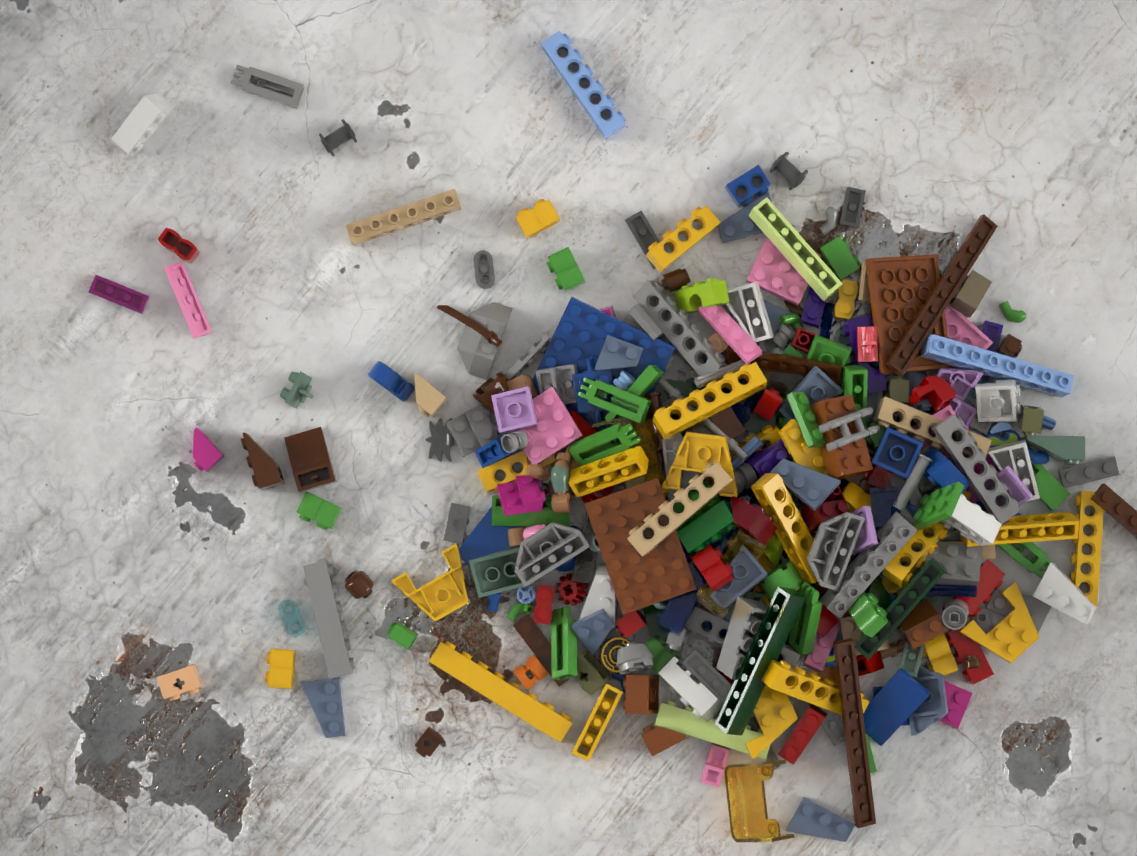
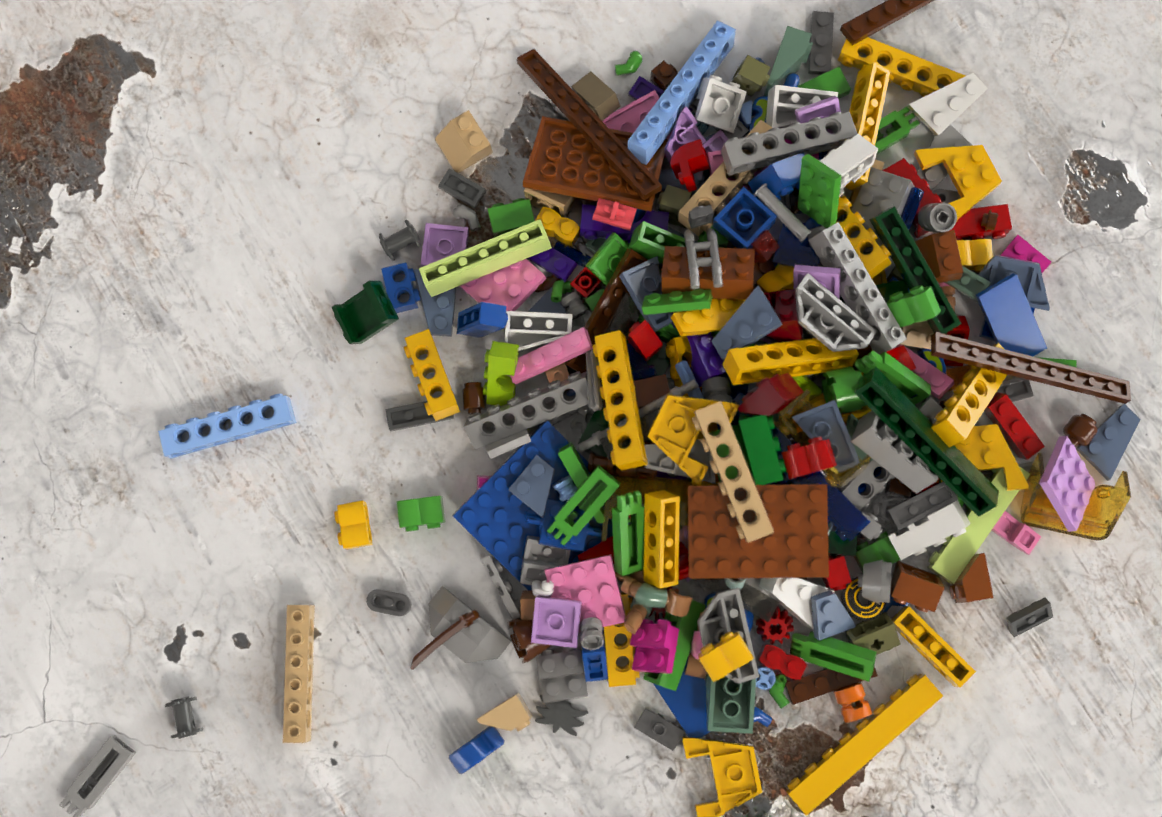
camera: 65 degrees left, 5 degrees down
(532, 552) = (725, 656): none -> yellow brick
(537, 389) = (542, 588): none -> white arm
(648, 796) = (1029, 617): none -> dark grey plate
(715, 165) = (365, 313): none -> dark green panel
(741, 264) = (482, 319): none -> blue brick
(767, 791) = (1067, 483): none -> lavender plate
(798, 208) = (442, 242): none -> lavender plate
(818, 793) = (1080, 430): none -> reddish brown head
(885, 415) = (700, 216): none -> flat silver plate
(892, 194) = (463, 142): none -> tan slope

